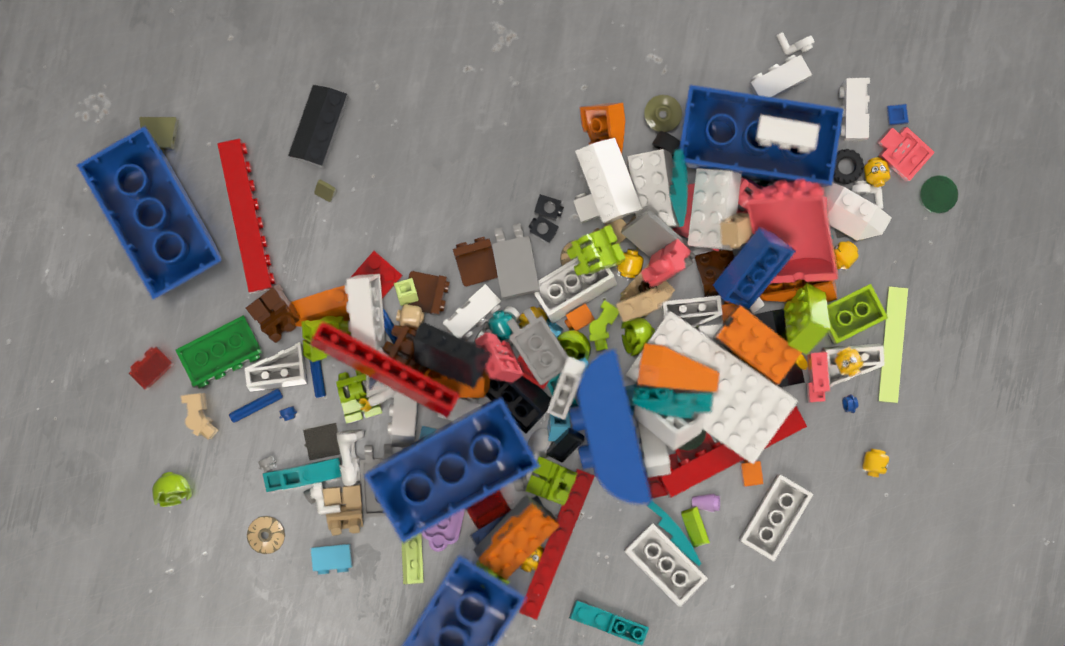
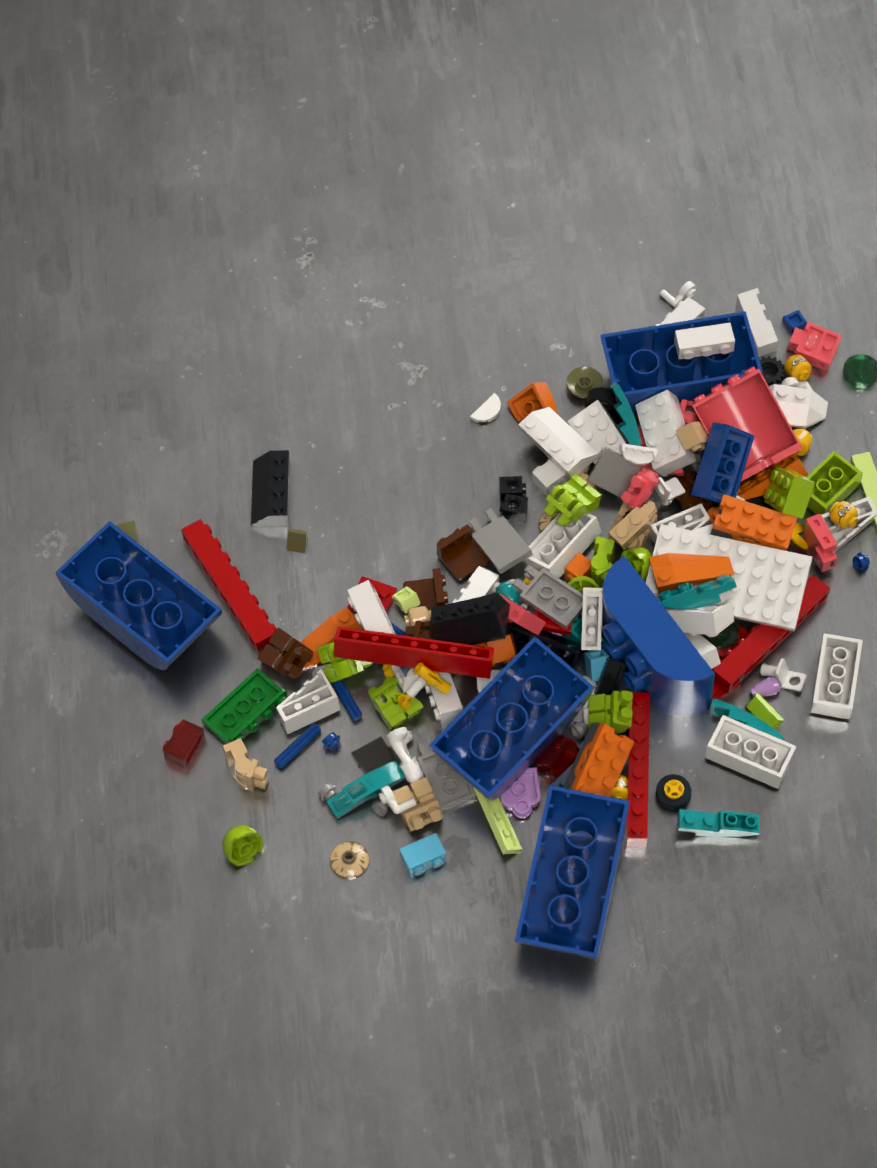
camera: 20 degrees left, 25 degrees down
(395, 398) = (432, 678): none -> yellow pin
(559, 109) = (488, 410): none -> white tile
(586, 580) = (670, 785): none -> black wheel
(632, 264) = (607, 510): yellow head -> none
(676, 230) = (637, 454): none -> white tile
(696, 270) = (669, 490): none -> white bracket
(728, 495) = (783, 675): none -> white bracket
(751, 473) = (796, 648): orange brick -> none

